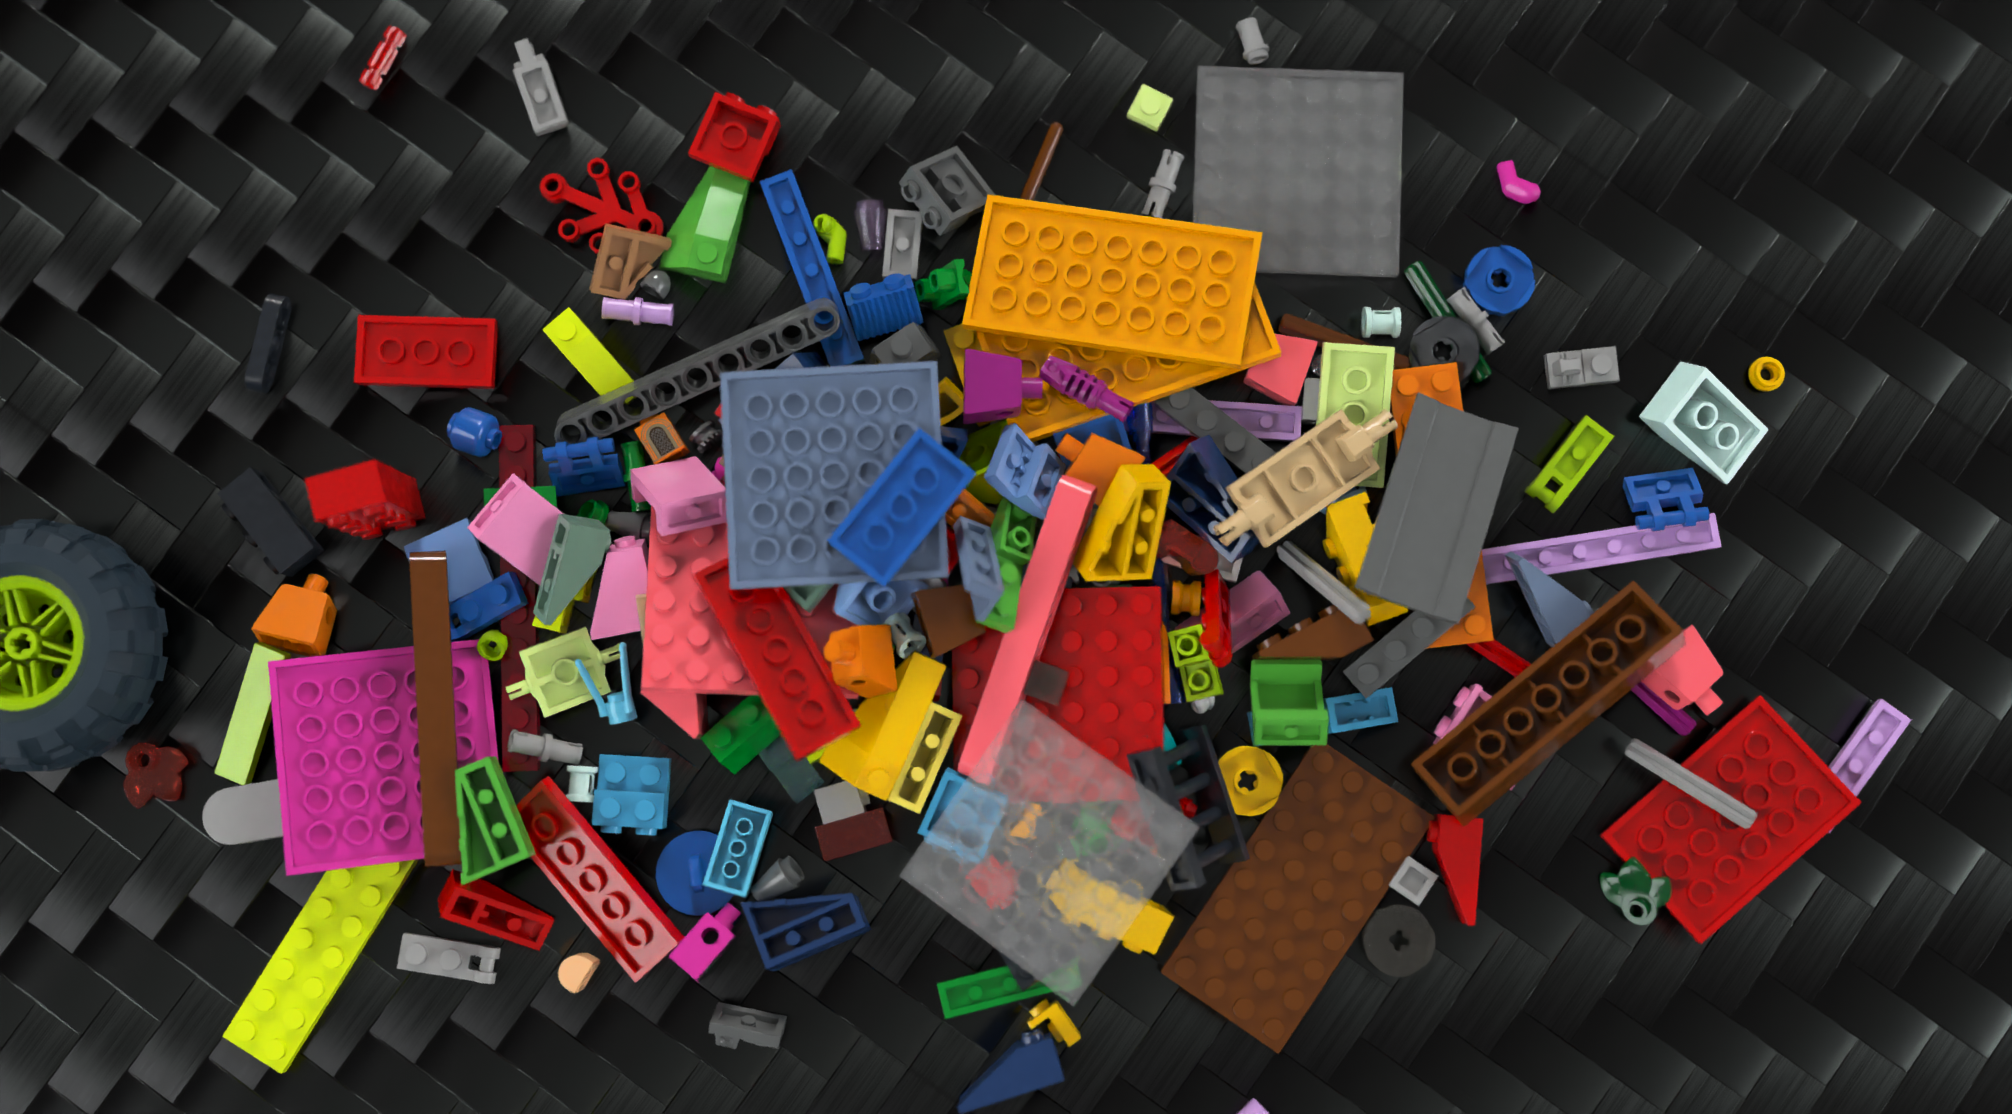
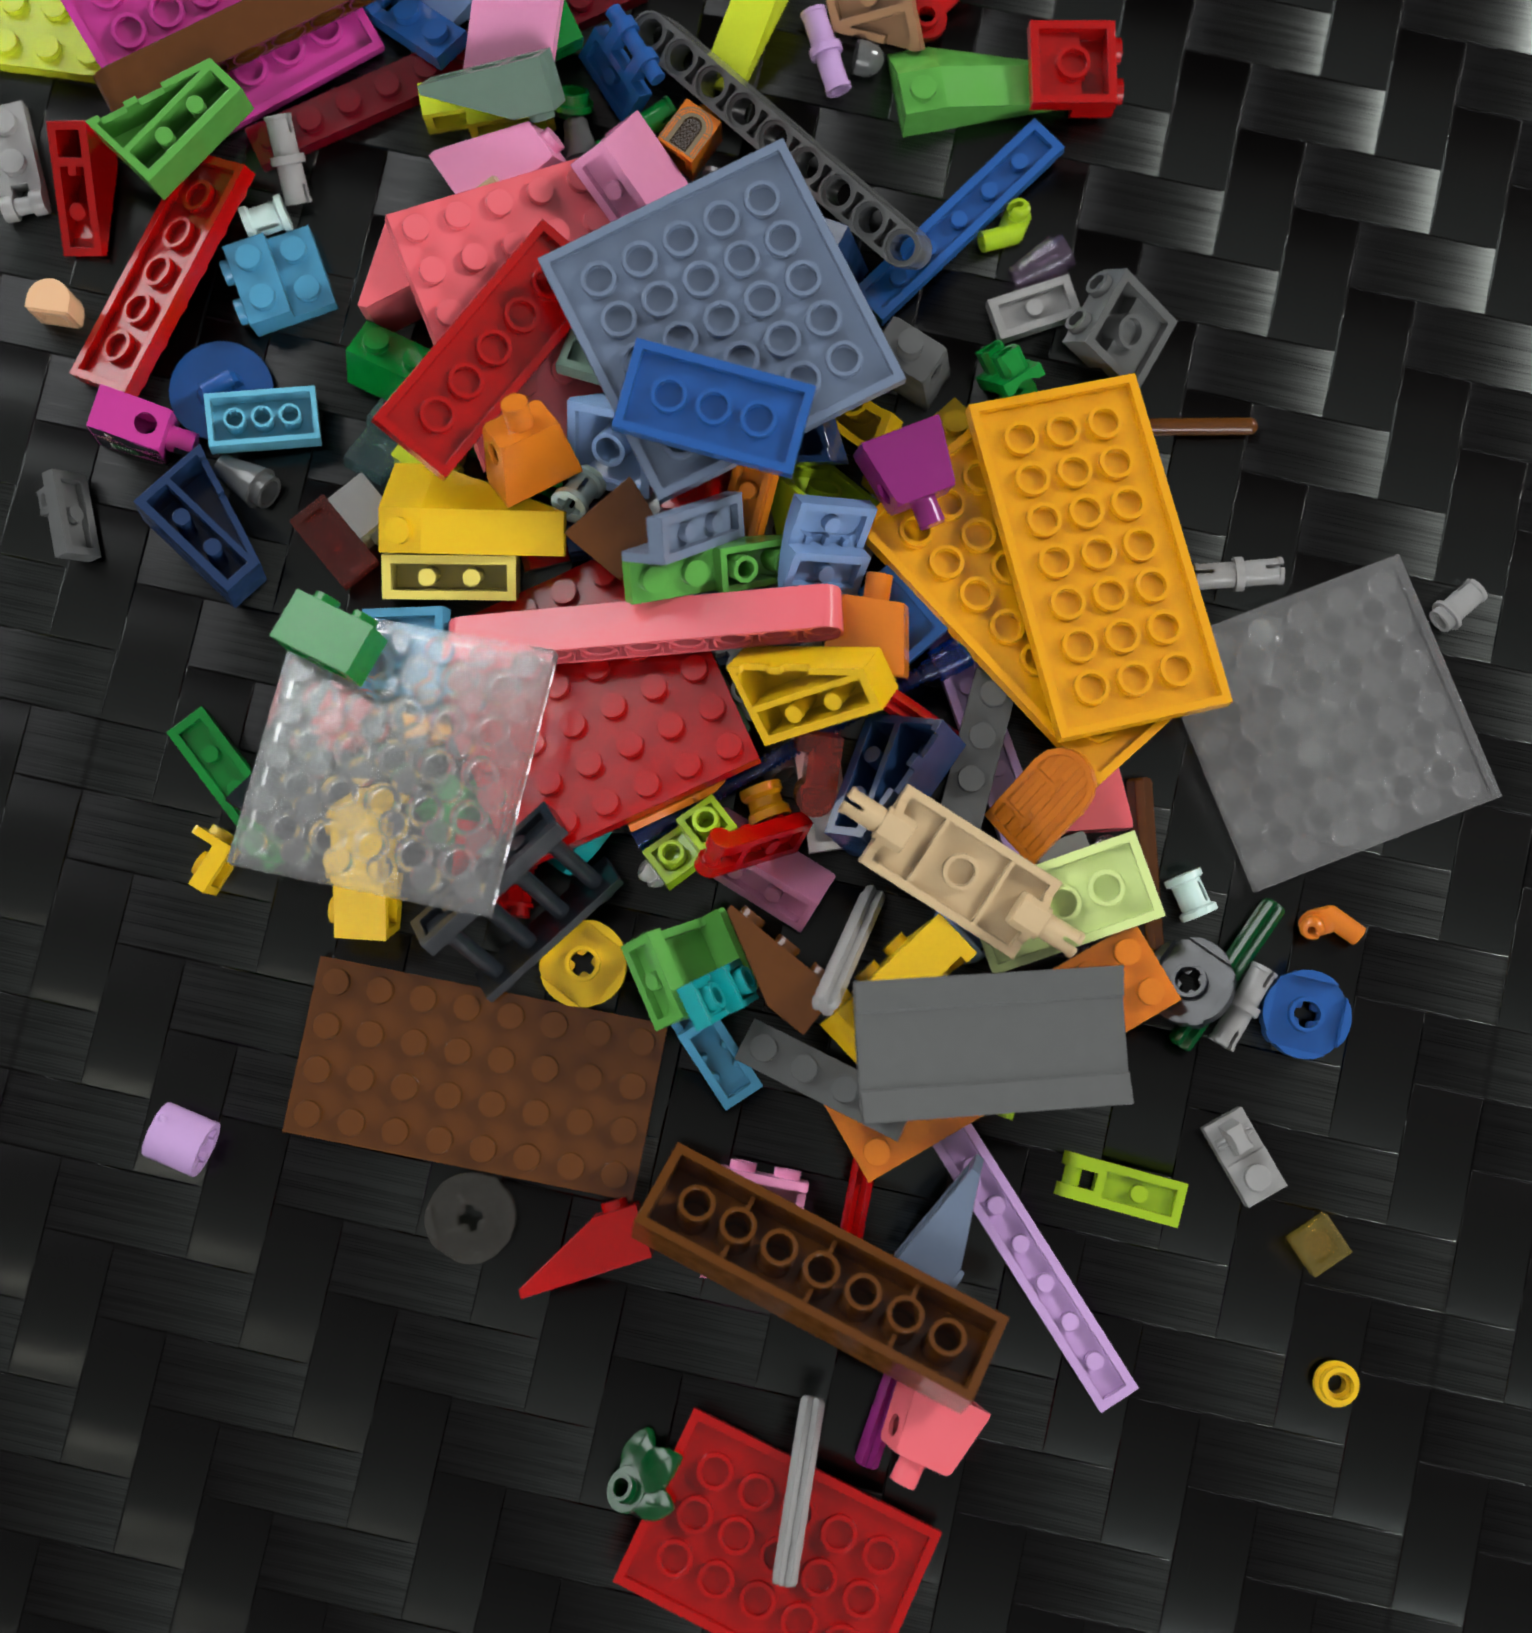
camera: 60 degrees right, 0 degrees up
(488, 652) = (368, 51): lime hinge -> none
(553, 673) = (381, 144): yellowish green plate -> none
(620, 705) = (368, 221): medium azure plant -> none
(883, 306) = (952, 313): blue brick -> none
(941, 860) = (330, 637): none -> brick
(1021, 1069) = (144, 846): dark blue slope -> none
(1047, 682) = (591, 677): clear smoke plate -> none
(1084, 388) = (954, 573): magenta hinge -> none
(1149, 107) = (1323, 522): yellowish green plate -> none
(1275, 396) = (1044, 801): none -> orange window
(1318, 688) = (718, 993): none -> teal slope
(1413, 880) = (547, 1205): light grey plate -> none
(1439, 233) = (1329, 920): none -> orange arm
(1515, 187) = (1425, 987): dark pink arm -> none
(1665, 342) = (1319, 1244): none -> clear yellow plate
(1665, 490) = (1138, 1314): blue plate -> none
(1704, 421) = (1244, 1330): light aqua slope -> none

